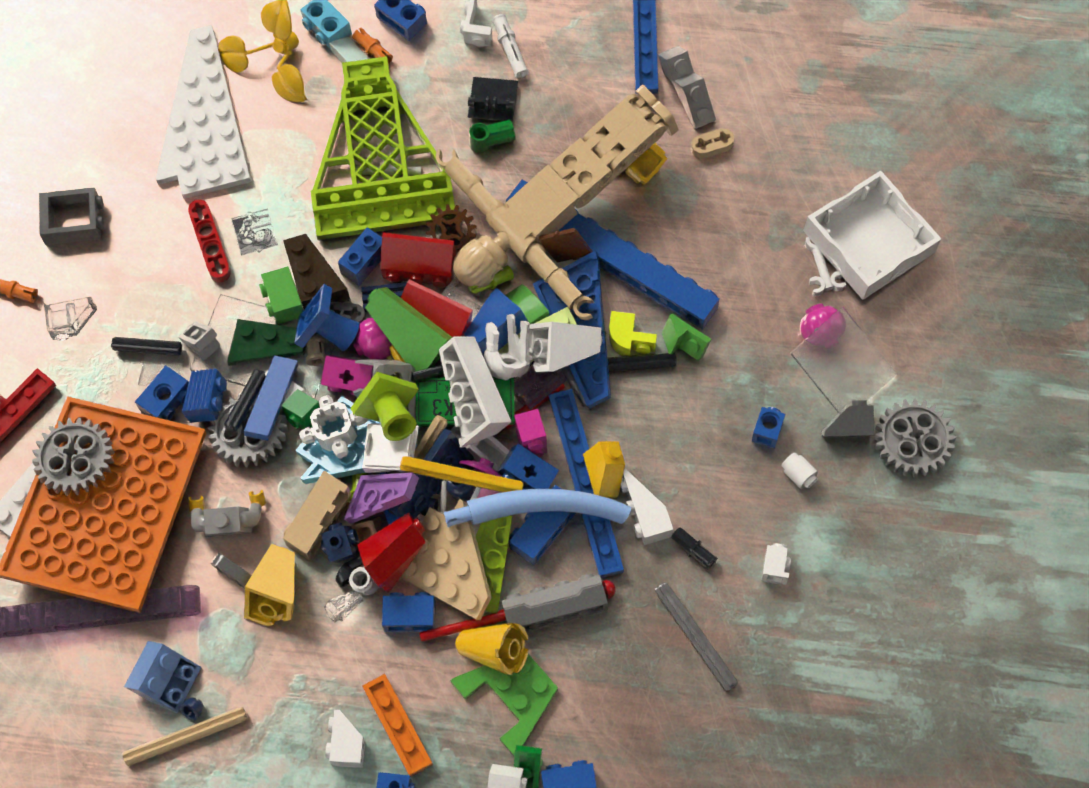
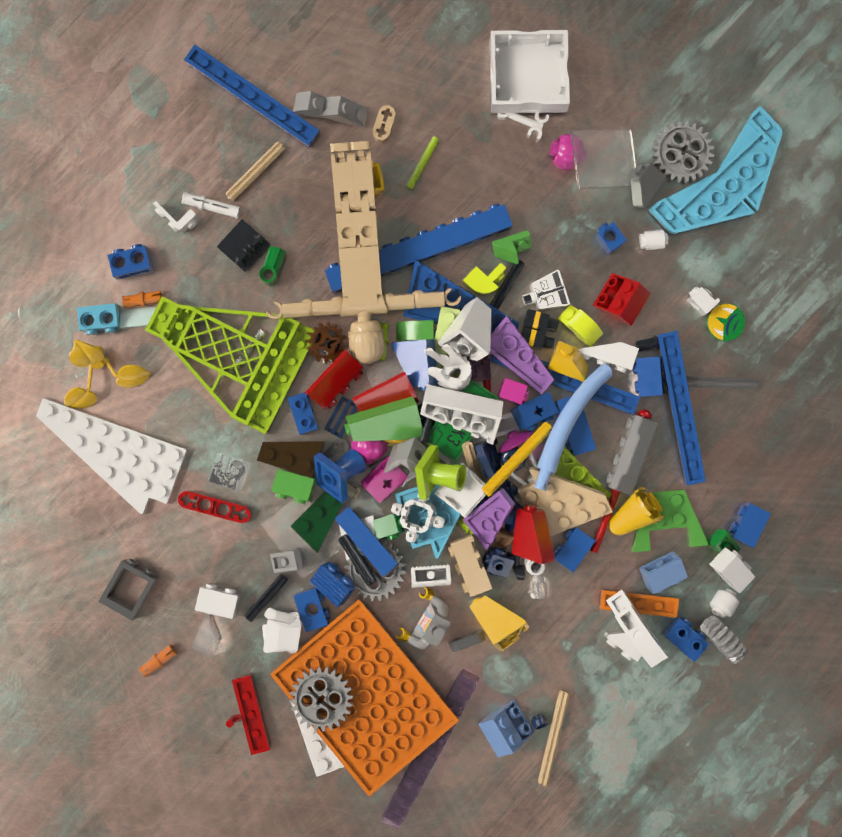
camera: 60 degrees left, 20 degrees up
(112, 303) = (217, 601): none -> white brick
(119, 378) = (281, 631): none -> white piece
(277, 484) = (430, 576): none -> white brick
(362, 728) = (636, 629): none -> white slope
(448, 724) = (663, 572): none -> medium blue brick
(565, 245) = (398, 277): reddish brown piece -> none
(573, 410) = (515, 353): none -> medium lavender wing
(574, 62) = (255, 171): none -> tan axle
(615, 418) = (542, 323): none -> black hips
(642, 619) = (681, 407): none -> blue plate
(653, 459) = (581, 325): none -> neon yellow brick
(653, 563) = (650, 376): none -> blue brick
(663, 404) = (547, 293): none -> white torso
(702, 203) = (422, 163): none -> lime bar
(713, 482) = (622, 299): none -> red slope
(772, 607) = (725, 322): none -> tile
(904, 509) = (738, 178): none -> medium azure wing

